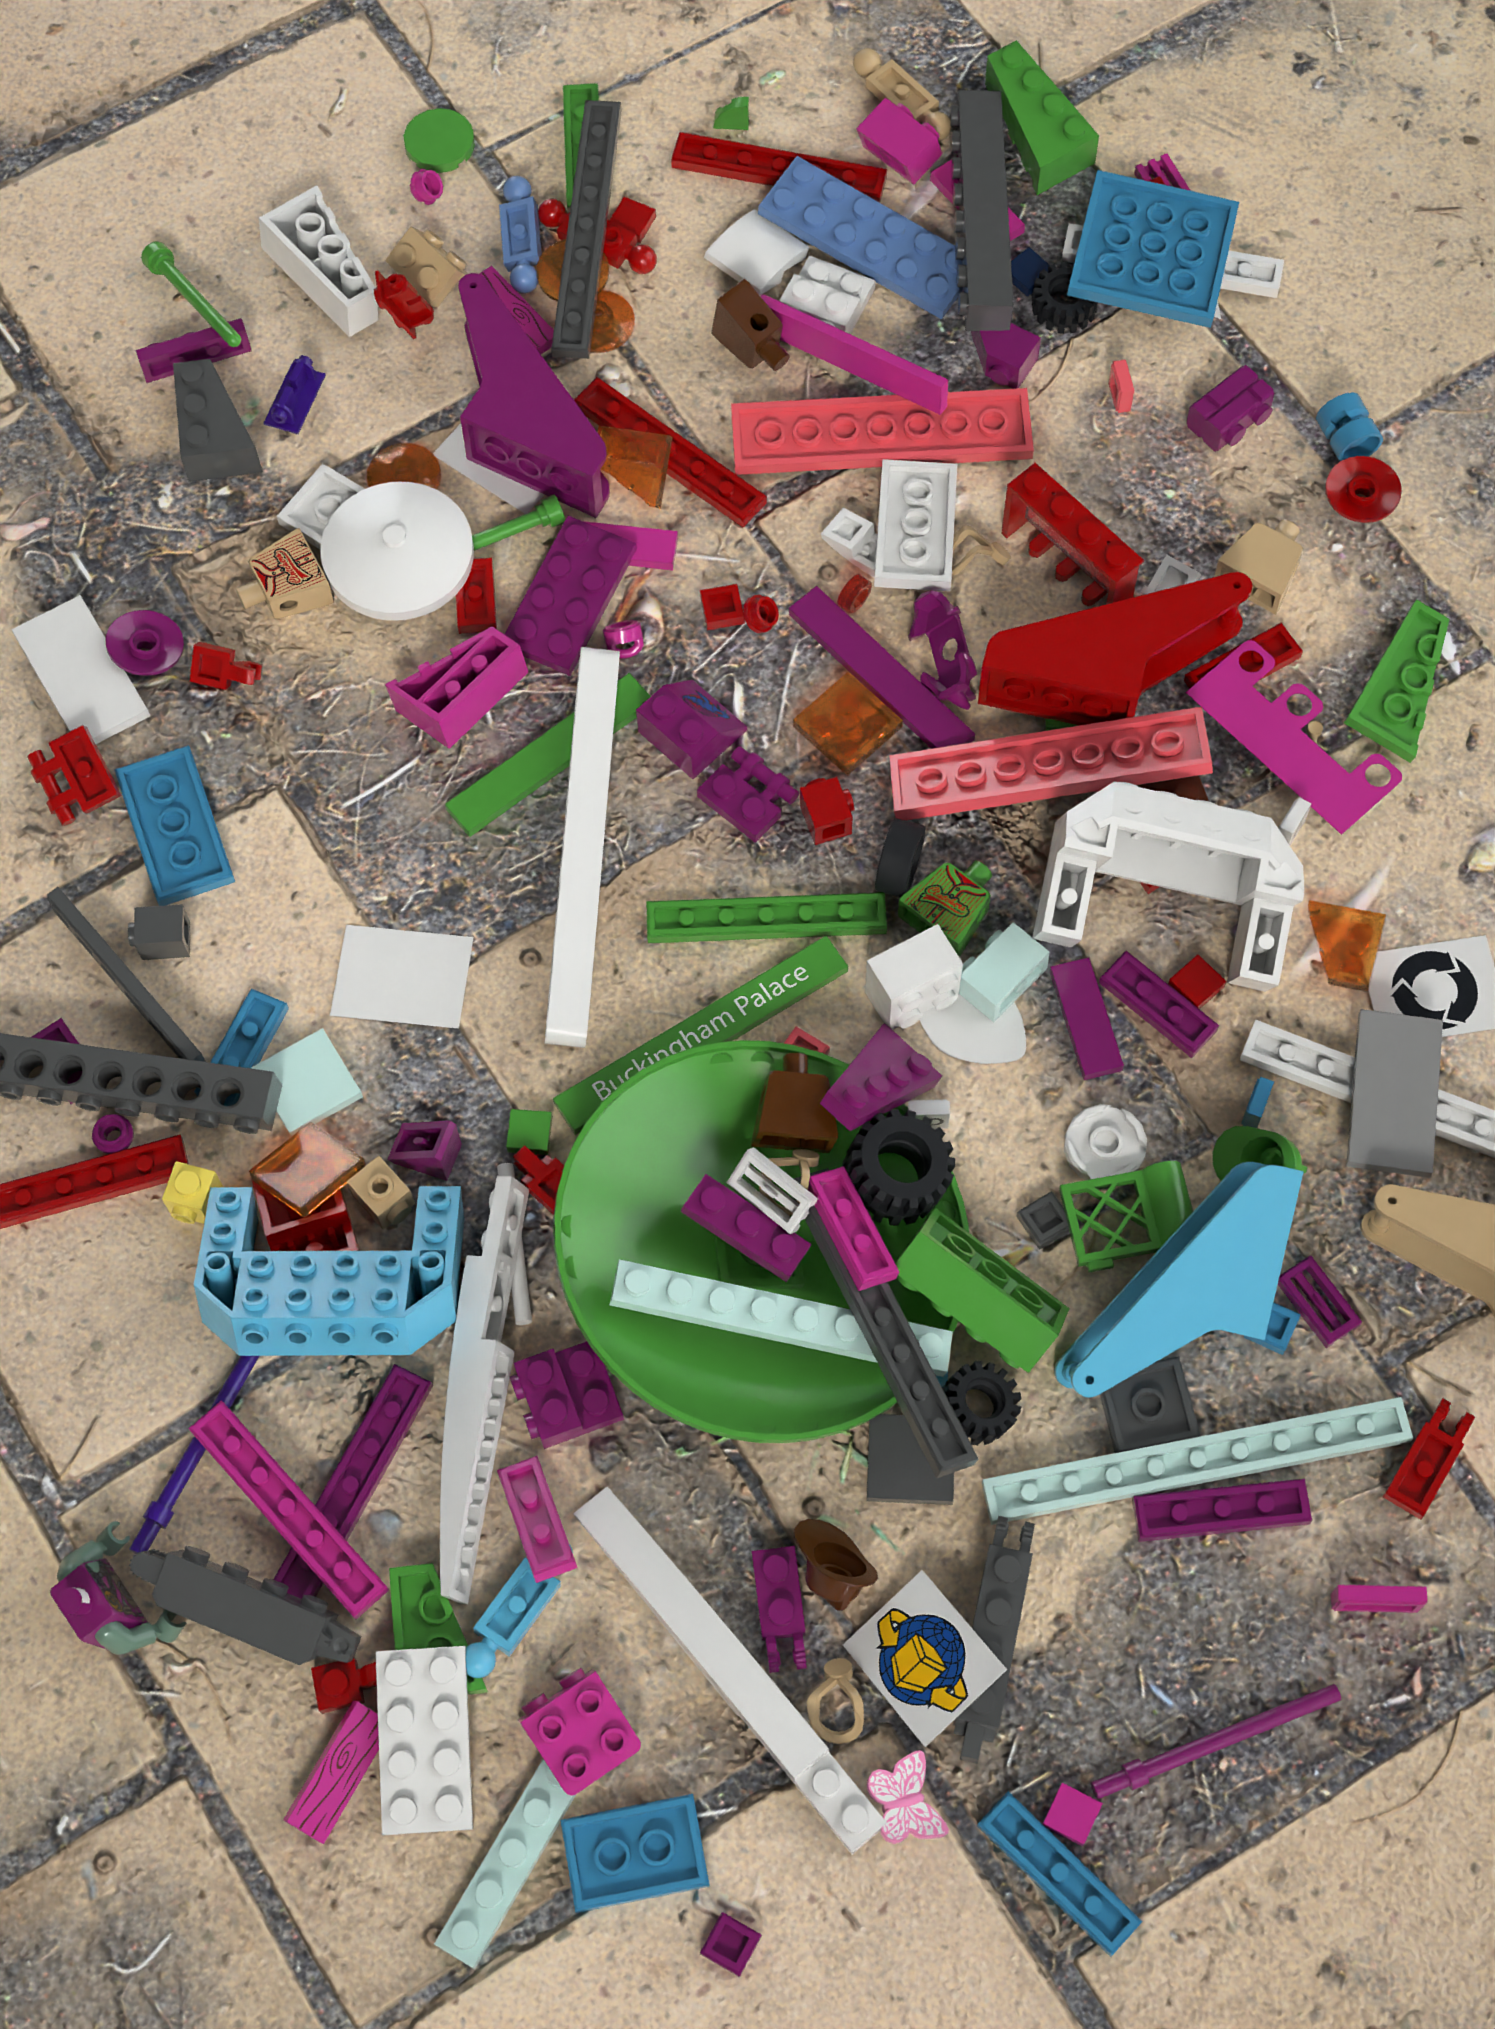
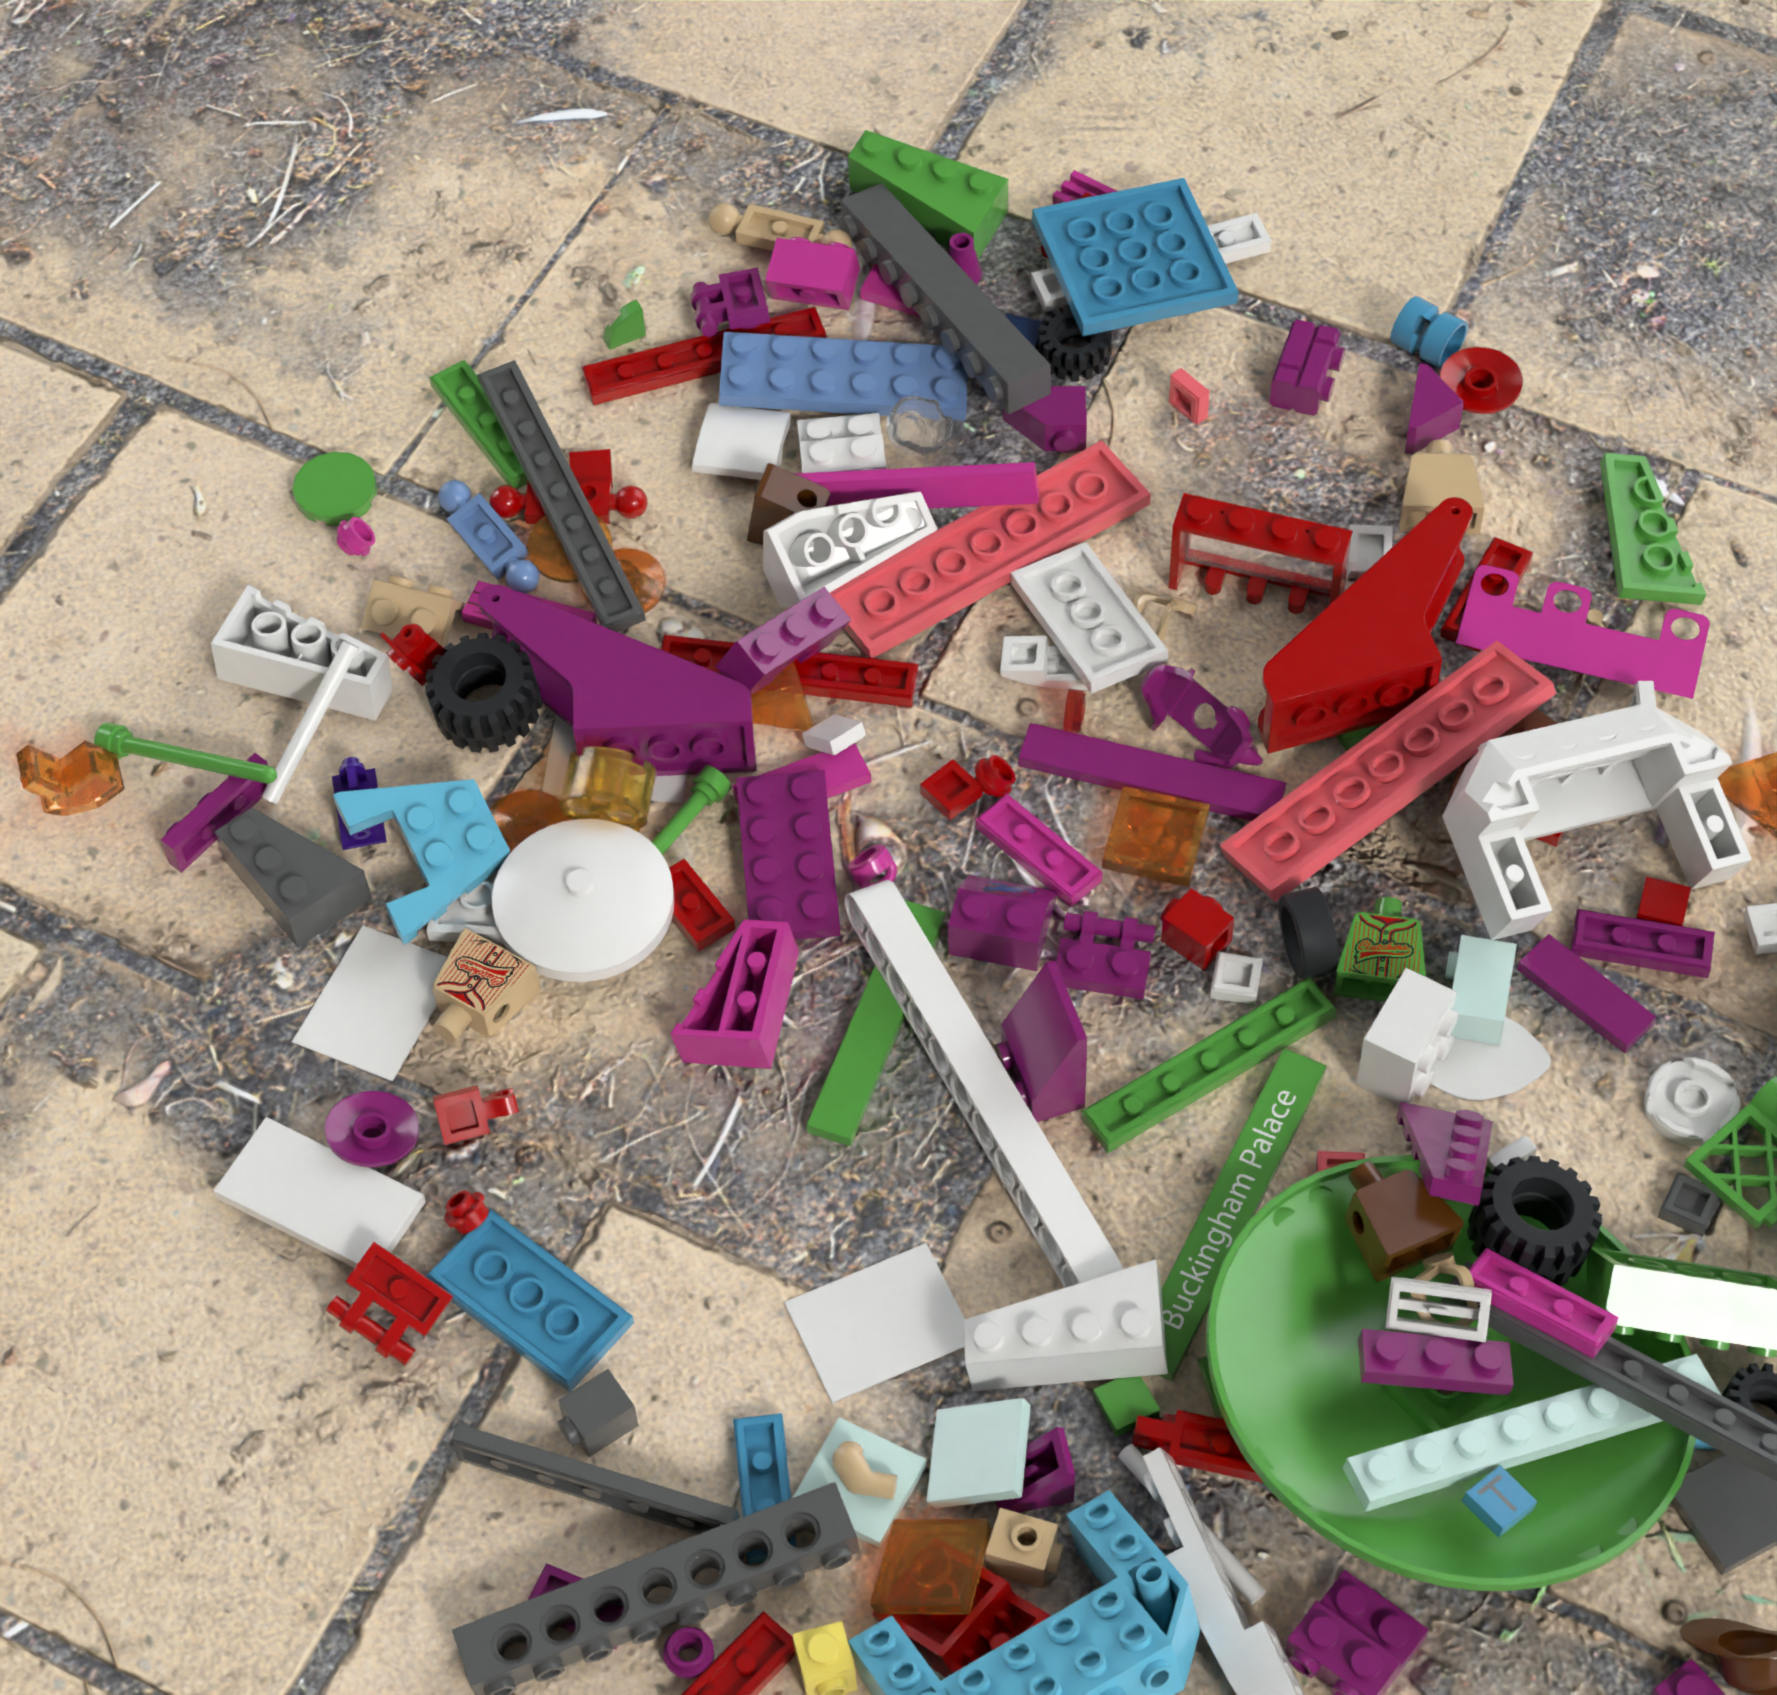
camera: 30 degrees left, 10 degrees down
(109, 277) = (75, 782): none -> clear orange brick
(170, 737) = (466, 1211): none -> red plate
(211, 551) = (374, 1004): none -> white sticker
(293, 314) = (310, 721): none -> white bar
(301, 1076) = (857, 1475): none -> tan arm
(332, 454) = (447, 835): none -> medium azure wing
(396, 1108) = (979, 1453): none -> light aqua tile
(421, 333) = (479, 664): none -> black tyre
(467, 477) = (608, 787): none -> clear yellow brick
(520, 1061) = (1072, 1334): none -> white wedge
(641, 843) = (1046, 1047): none -> magenta slope
(645, 427) = (788, 636): none -> magenta arch
(665, 519) = (834, 734): none -> white tile
(713, 1353) = (1499, 1501): none -> dark azure tile
(756, 687) = (1039, 850): none -> dark pink tile
(758, 369) = (840, 543): none -> white wedge
(832, 134) = (735, 299): none -> magenta plate
(832, 864) = (1236, 978): none -> white tile
(893, 305) = (918, 426): none -> clear hair
(1022, 189) = (965, 255): none -> magenta cone
(1303, 495) = (1434, 410): none -> magenta slope

